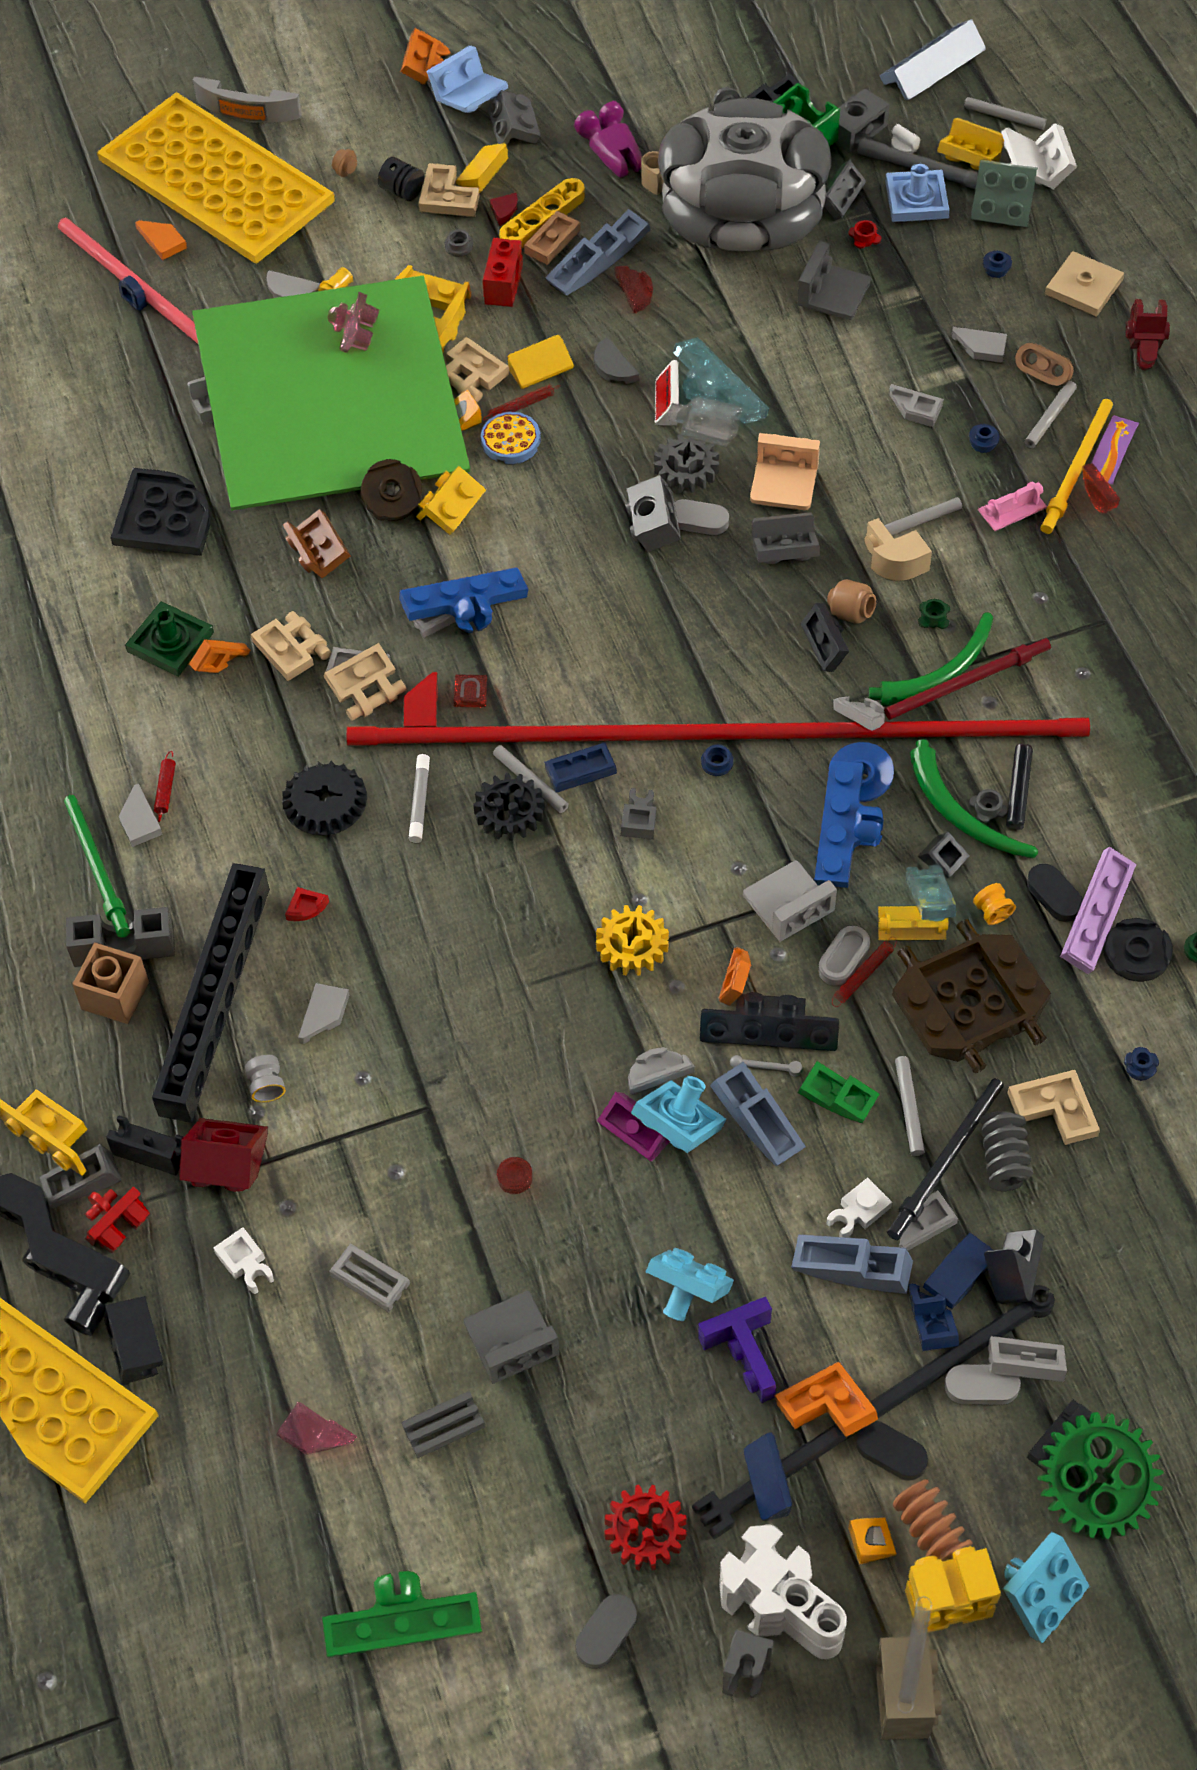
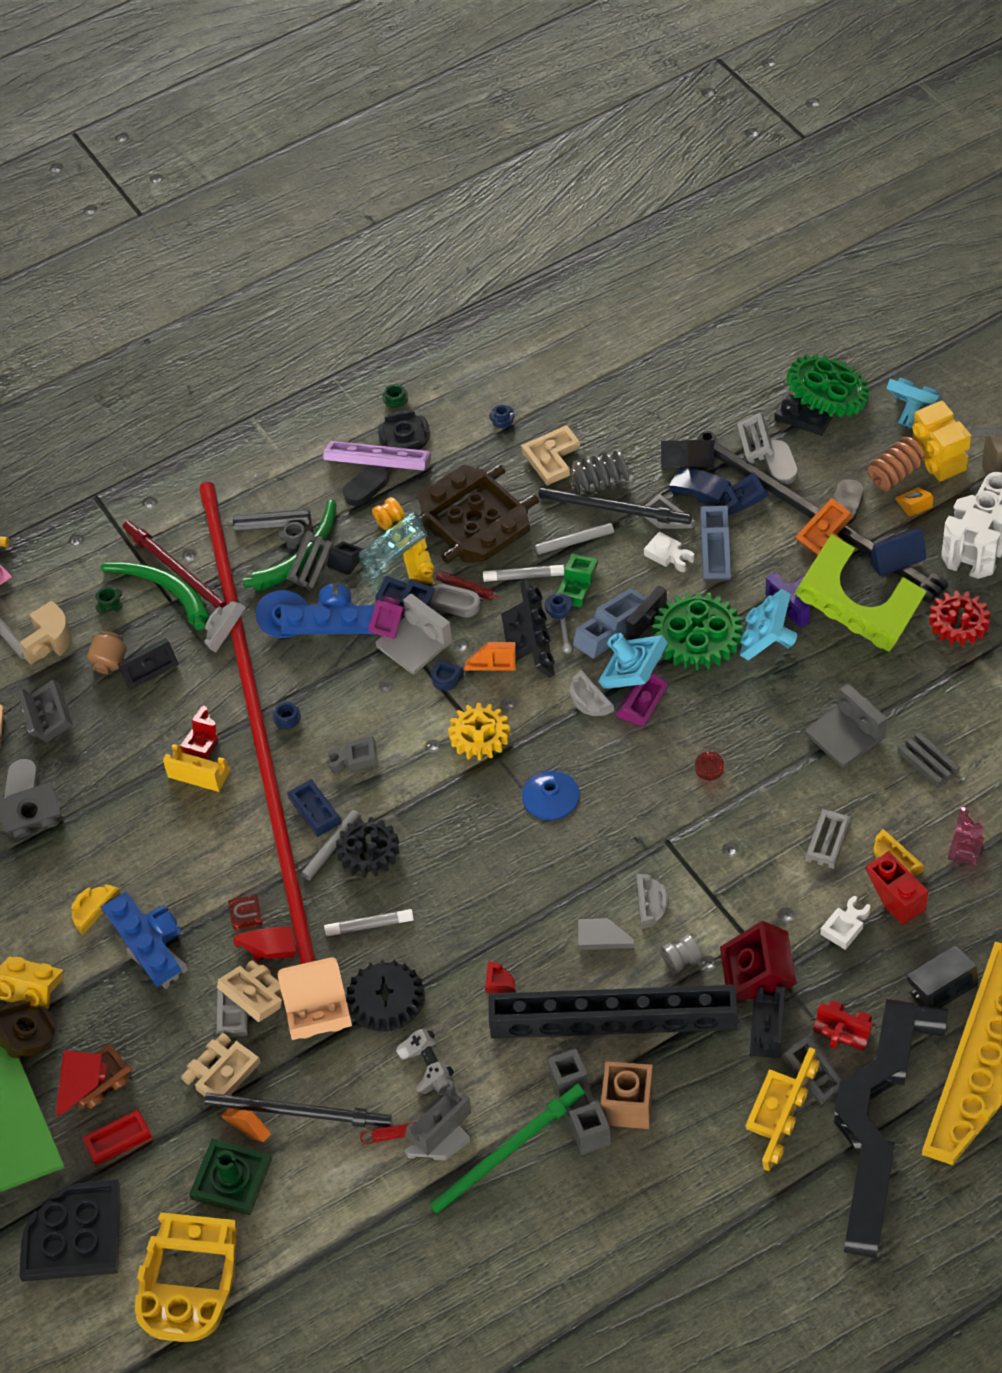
camera: 100 degrees left, 5 degrees down
(55, 576) = (184, 1311): none -> yellow slope
(150, 809) = (439, 1121): none -> dark grey hinge
(193, 750) = (358, 1117): none -> black bar
(209, 824) = (437, 1075): none -> light grey piece
(252, 558) = (117, 1137): none -> red tile
(264, 1322) = (897, 888): none -> red slope
(308, 517) = (78, 1078): none -> red slope
(320, 1342) = (885, 842): none -> yellow tile
(325, 729) = (314, 998): none -> light nougat bracket
(352, 1072) = (652, 900): none -> light grey tile
(528, 560) = (88, 906): none -> yellow tile
(530, 1015) = (550, 804): none -> blue dish
(656, 1419) = (878, 624): none -> lime arch
(668, 667) = (196, 769): none -> yellow hinge
(686, 1218) = (698, 630): none -> green gear
(714, 681) = (202, 737): none -> red slope
(732, 926) = (446, 675): none -> dark blue tile
(757, 1154) = (645, 613): none -> black plate
(795, 1067) = (558, 605): none -> dark blue plate
(819, 866) = (386, 617): none -> magenta bracket
(861, 903) = (400, 590): none -> dark blue slope
(867, 1036) = (523, 573): none -> light grey bar
(912, 799) = (317, 541): none -> dark grey tile

